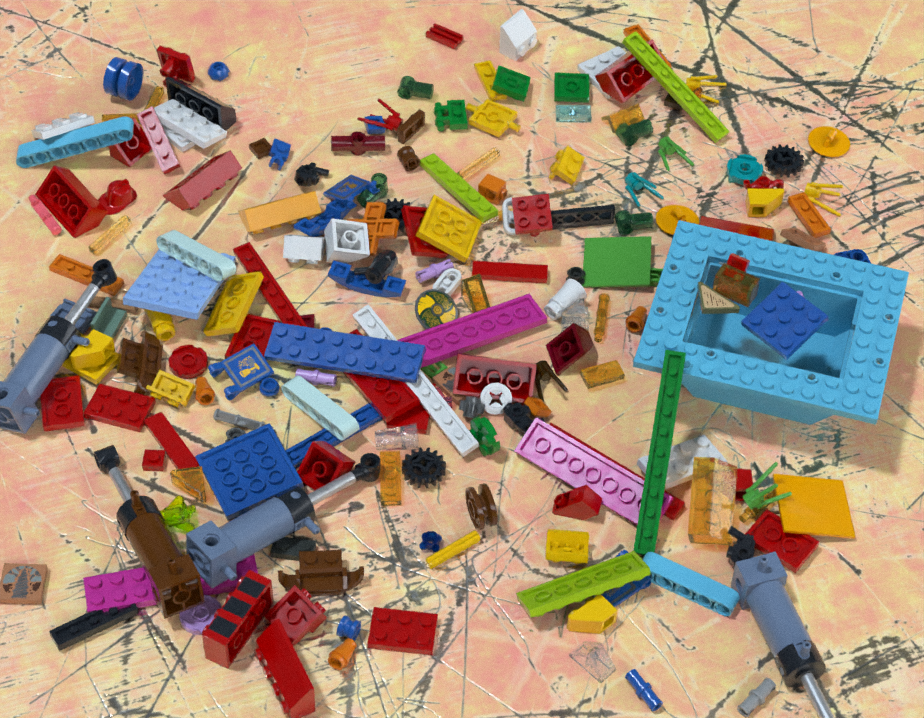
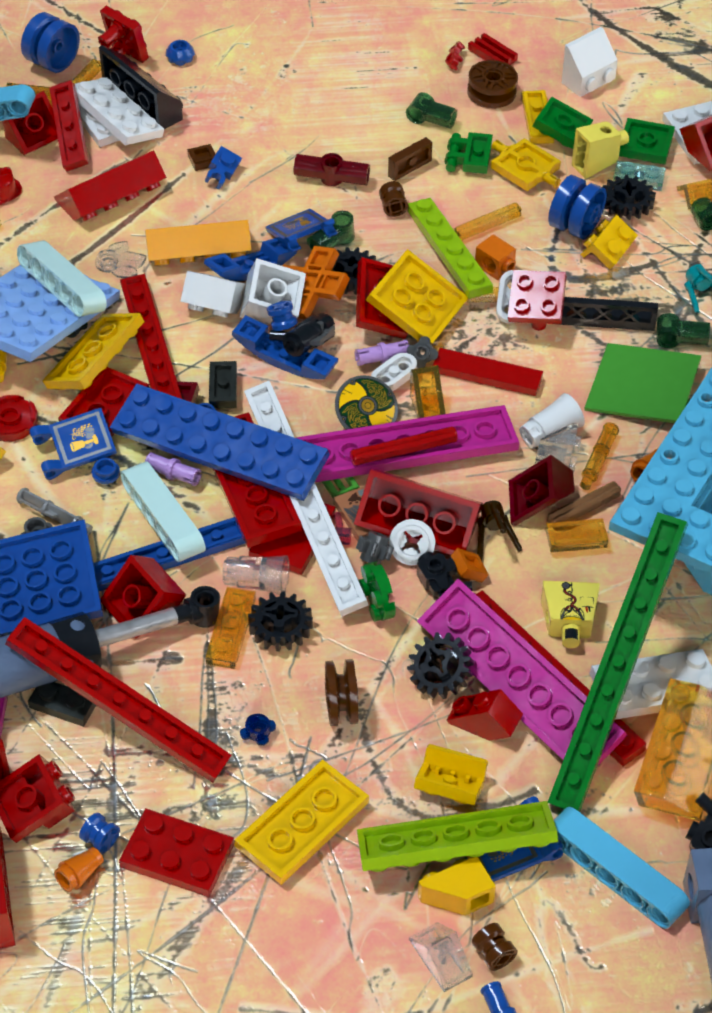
camera: 15 degrees right, 0 degrees up
(204, 392) = (15, 461): orange cone -> none
(227, 235) = (119, 260): none -> clear plate
(309, 174) = (253, 199): black piece -> none
(322, 574) = (87, 746): reddish brown plate -> none
(331, 312) = (223, 384): none -> pearl dark grey plate
(337, 538) = (118, 699): none -> red plate
(360, 256) = (282, 315): none -> blue wheel
(373, 129) = (362, 149): blue plate -> none
(391, 122) = (384, 148): red plant -> none
(418, 45) = (453, 57): none -> red piece
(452, 61) = (492, 84): none -> reddish brown wheel
(452, 549) = (286, 746): yellow axle -> none
(463, 260) = (430, 352): none -> dark grey plate
(471, 333) = (403, 446): none -> red axle
(478, 595) = (301, 821): none -> yellow plate
(540, 98) = (597, 147): none -> light yellow torso
(540, 144) = (577, 207): none -> blue wheel
(546, 471) = (427, 668): none -> black gear
(570, 131) = (629, 197): none -> black gear
(577, 274) = (580, 391): pearl dark grey plate -> none
(601, 352) = (586, 503): none -> medium nougat axle
(612, 424) = (569, 610): none -> light yellow torso
(624, 647) = (494, 946): none -> reddish brown wheel

